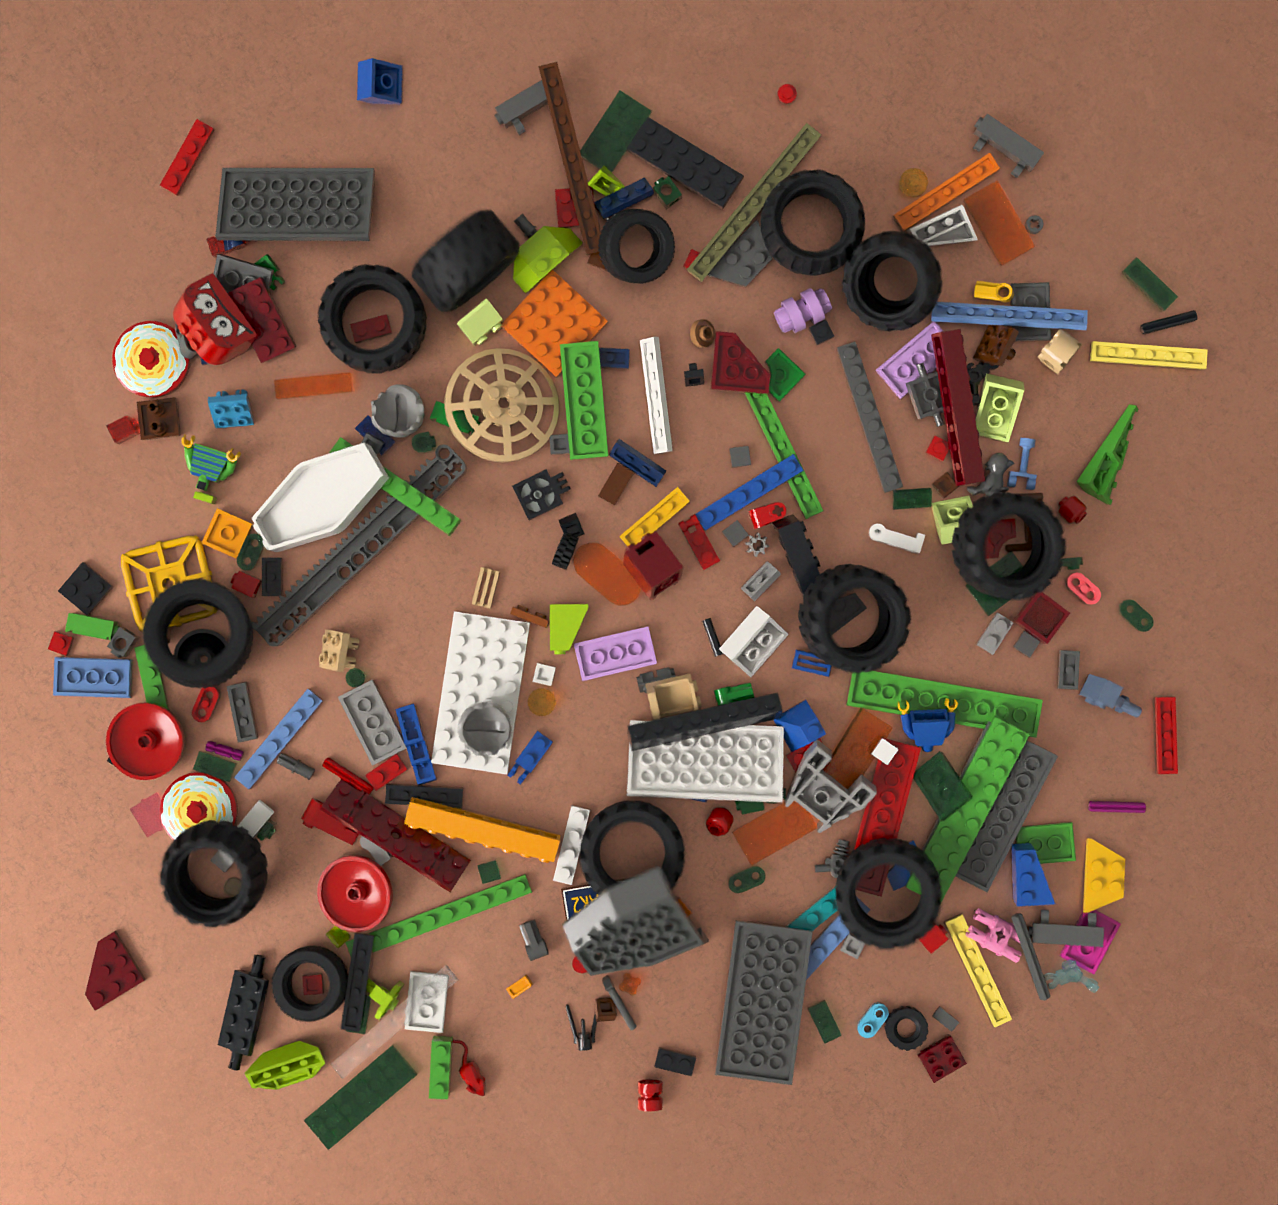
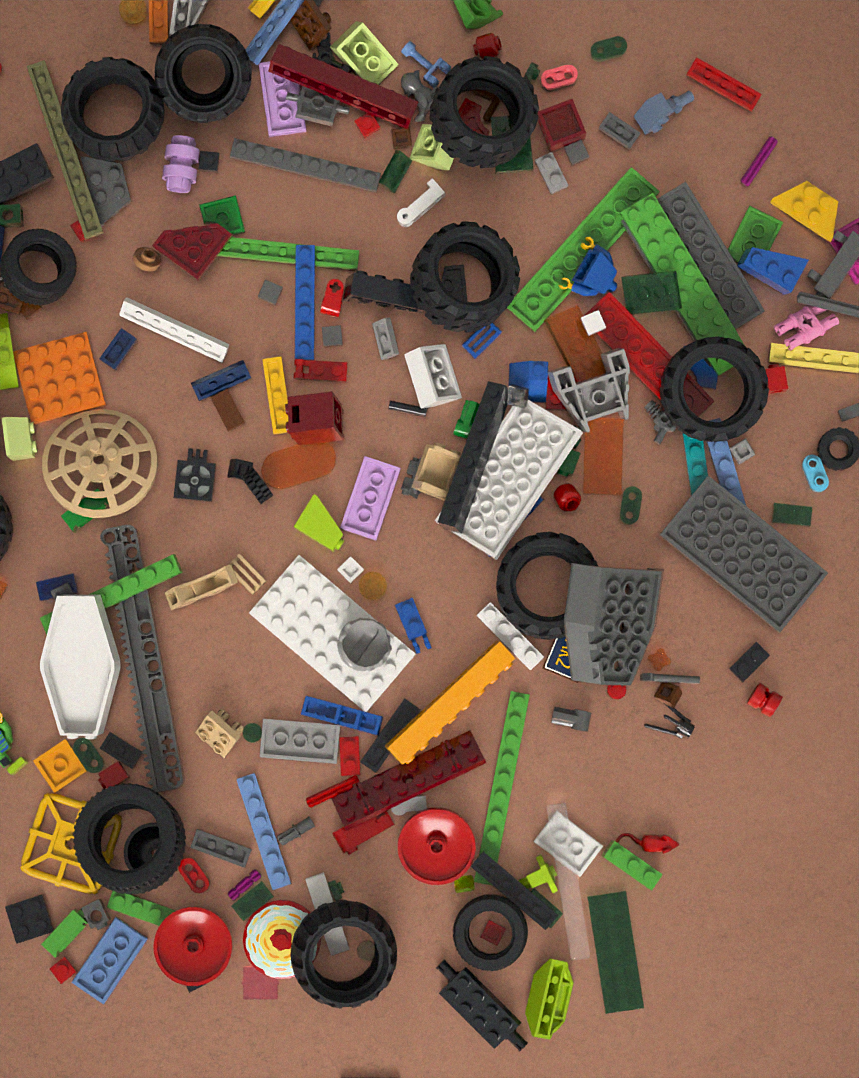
camera: 60 degrees left, 5 degrees down
(398, 411) = (49, 553): light grey piece -> none
(423, 443) = (90, 549): clear green plate -> none
(449, 558) = (200, 588): none -> tan arch
(489, 871) = (489, 720): clear green tile -> none
(519, 986) = (604, 759): light orange piece -> none
(522, 612) = (299, 546): dark orange plate -> none
(559, 444) = (164, 436): dark grey plate -> none
(584, 400) = (139, 391): bright green plate -> none
(693, 376) = (178, 288): black tile -> none
(753, 540) = (346, 324): light grey gear -> none
(780, 726) = (517, 396): none -> clear smoke plate

